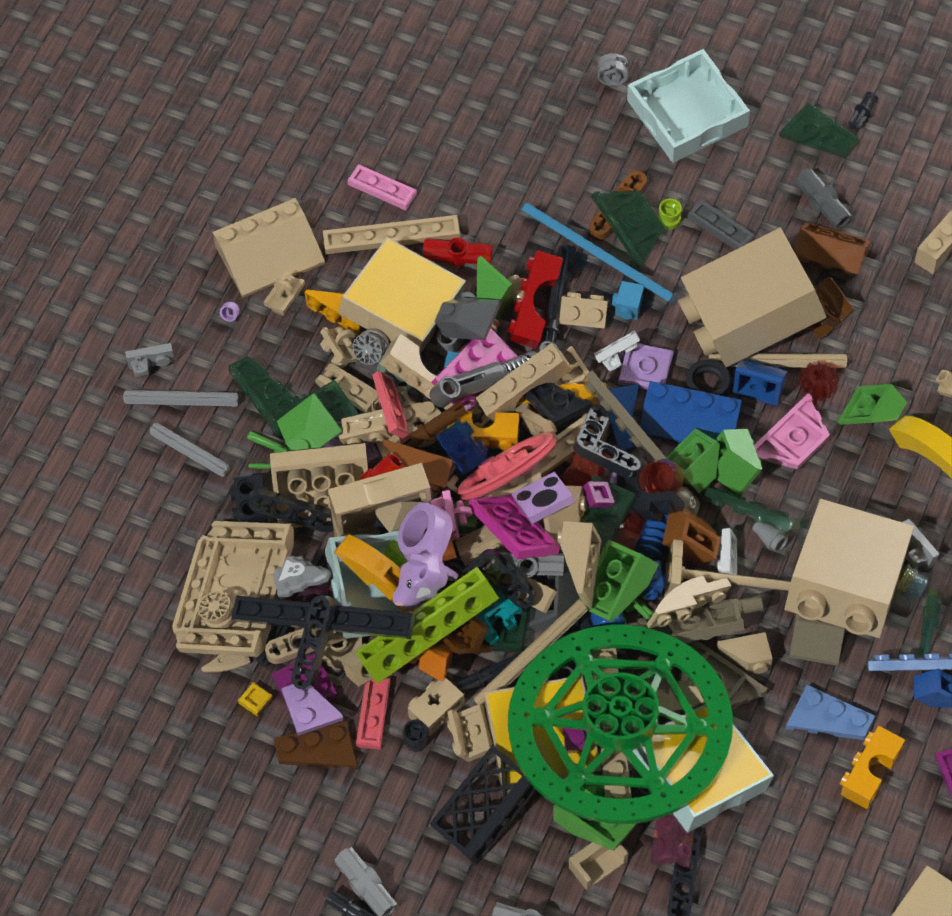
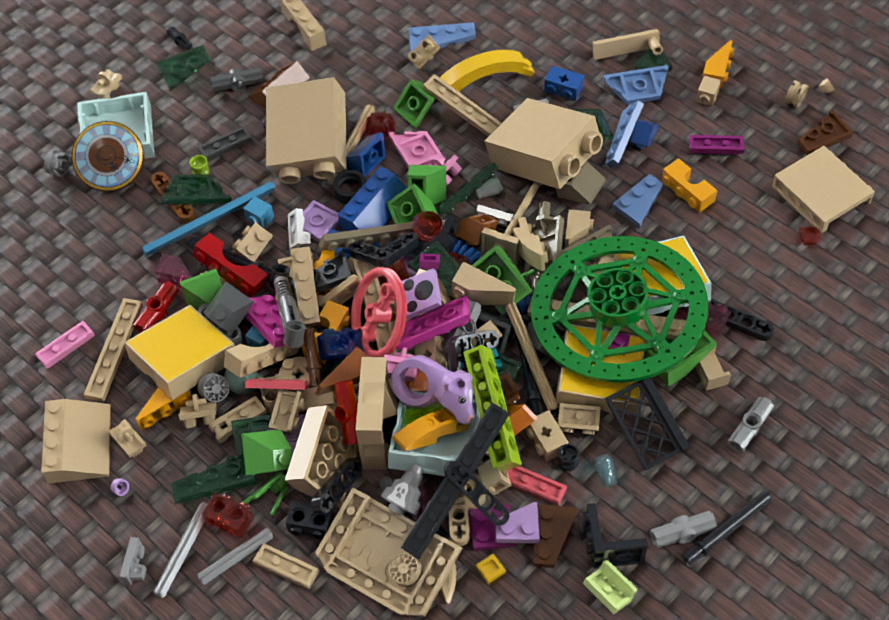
camera: 70 degrees left, 5 degrees down
(194, 501) = (285, 566): none -> tan tile
(226, 423) = (225, 518): none -> clear red brick
(266, 823) = (610, 587): none -> yellowish green bracket
(314, 789) = (617, 552): none -> black bracket
(414, 781) = (605, 467): none -> clear light blue cone
(512, 248) = (172, 270): none -> clear pink slope
(637, 114) = (108, 156): none -> dish
(751, 65) = (106, 83): none -> tan hips
(786, 480) = (451, 166): none -> bright pink hips
(880, 457) = (461, 105): none -> tan plate

